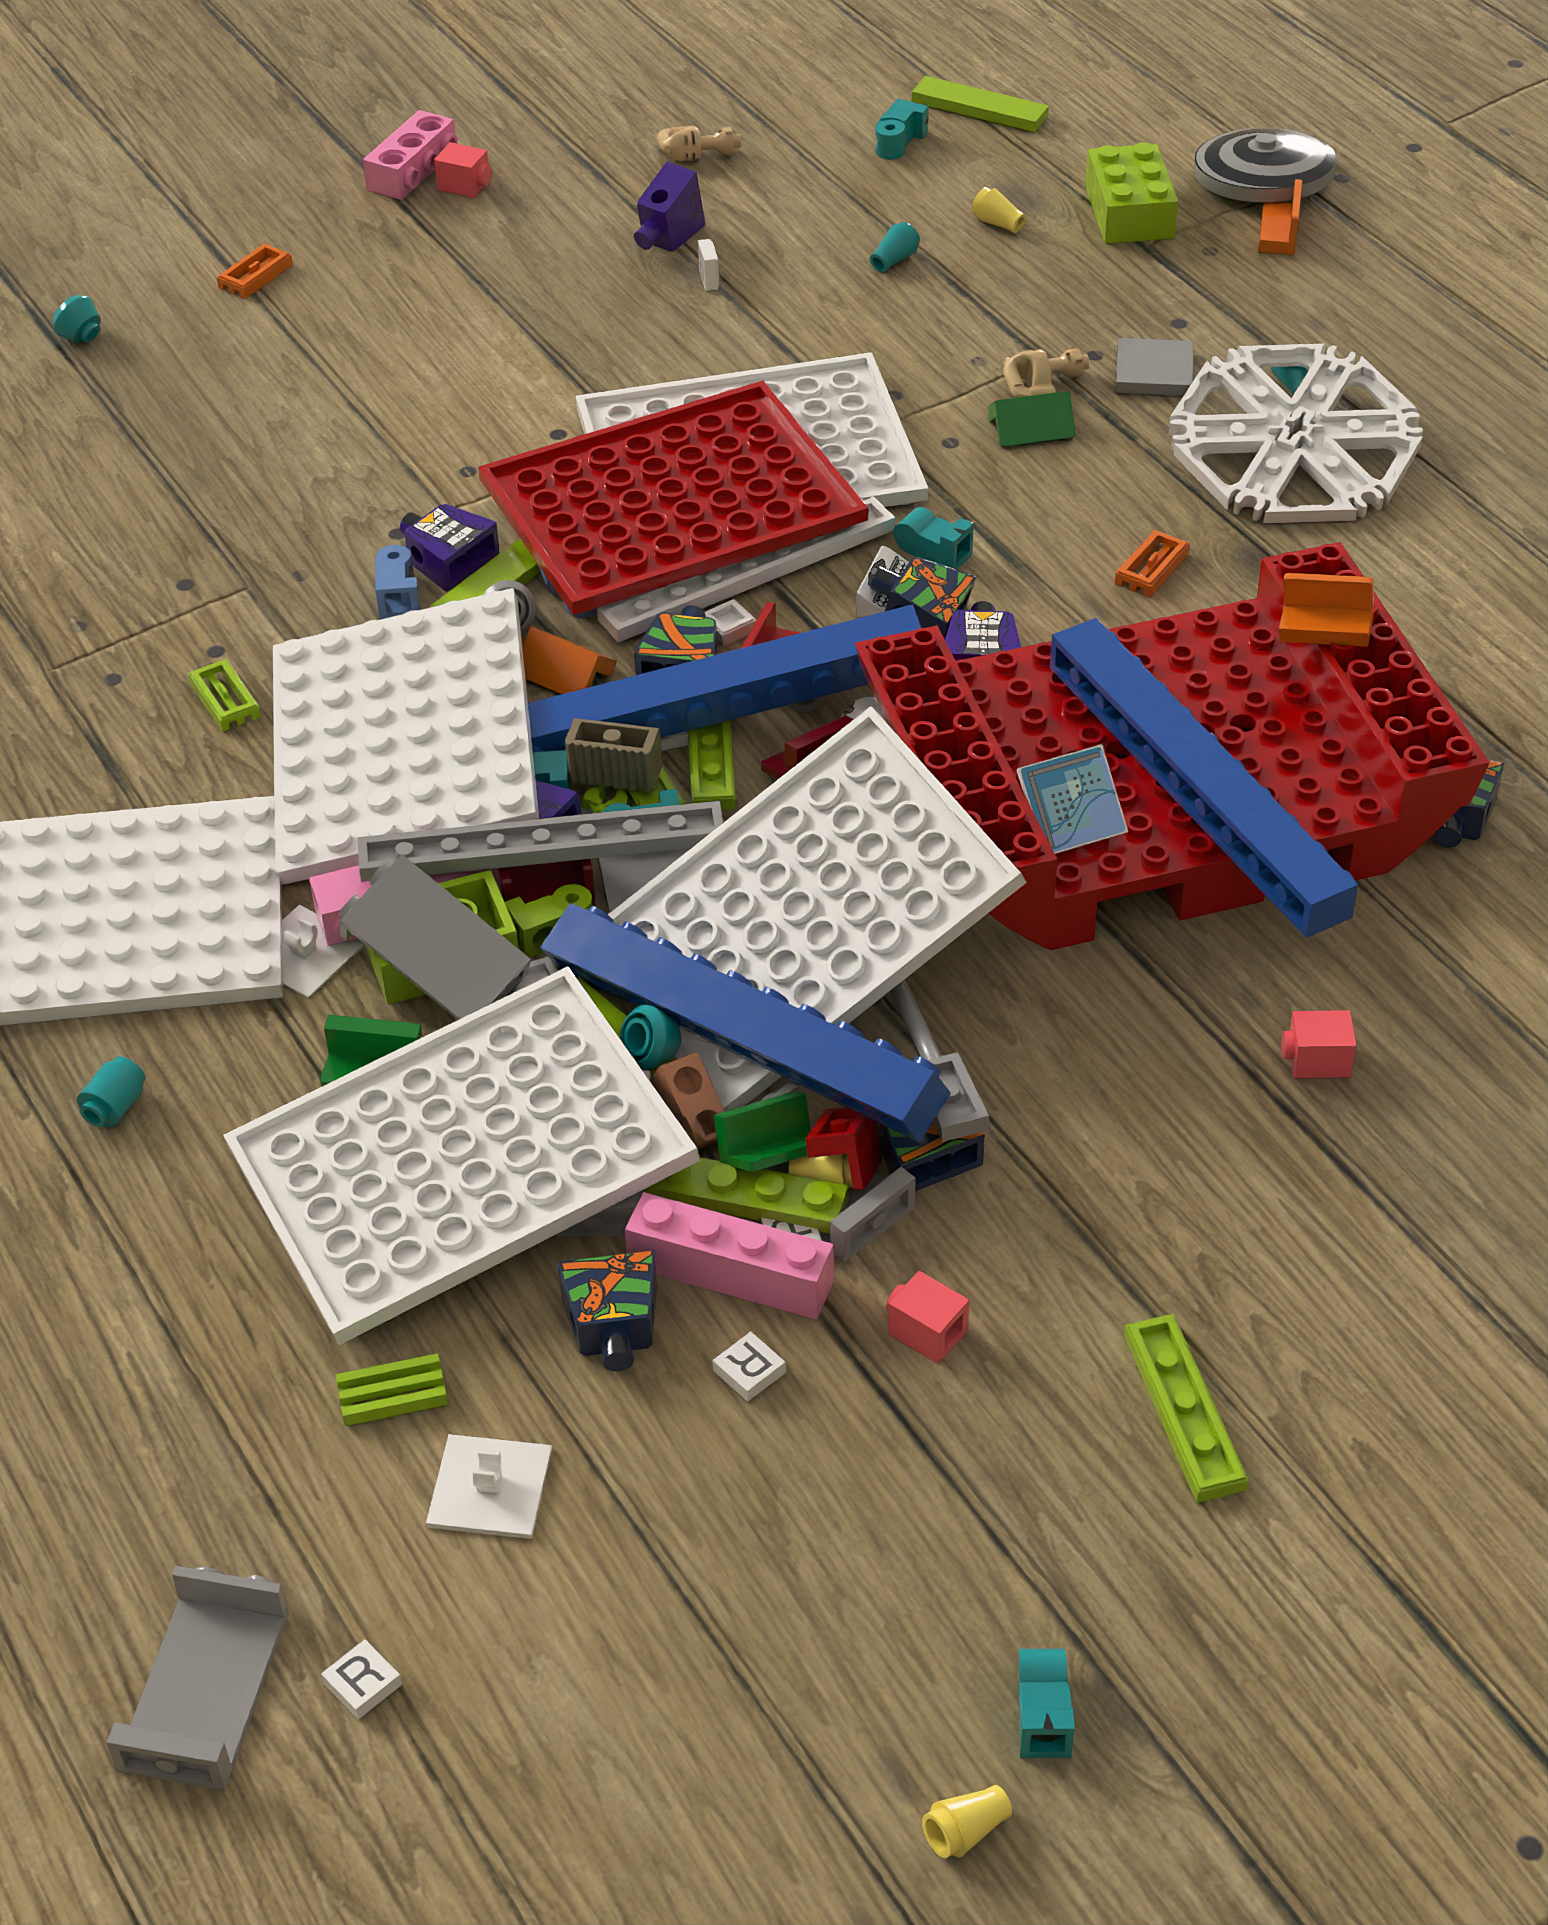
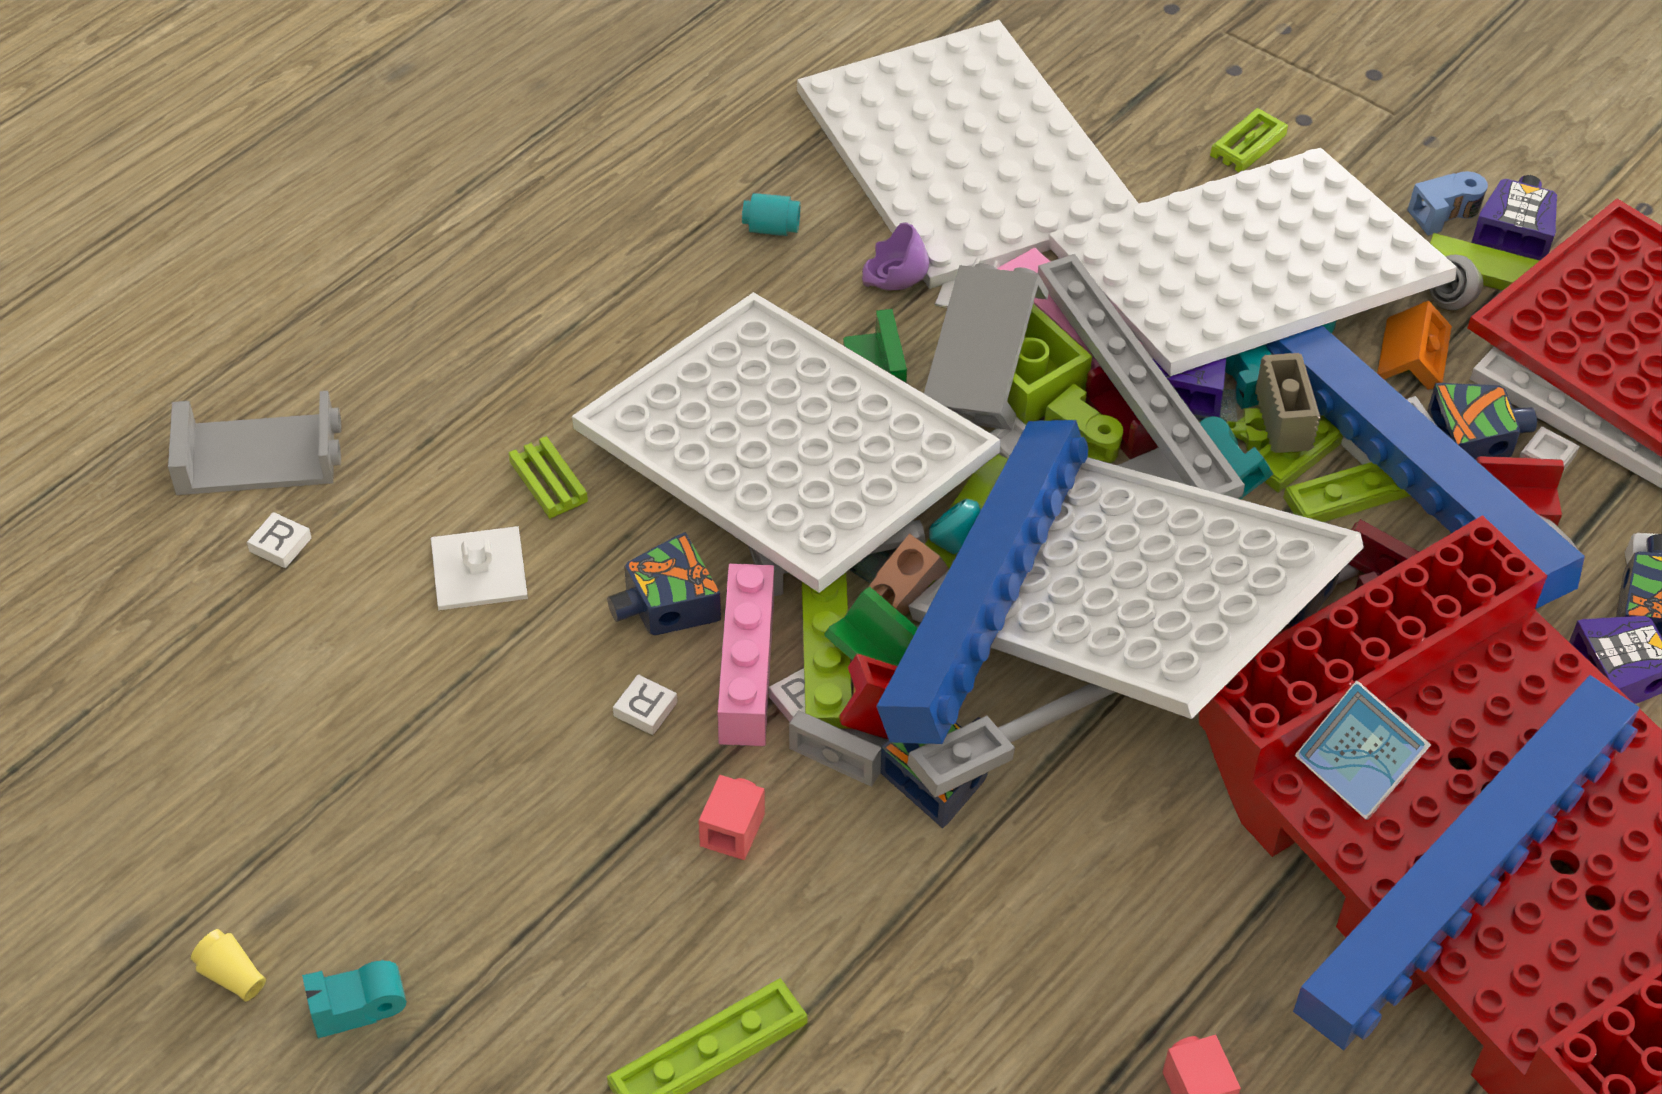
camera: 70 degrees right, 5 degrees up
(247, 999) = (898, 260): none -> medium lavender hair

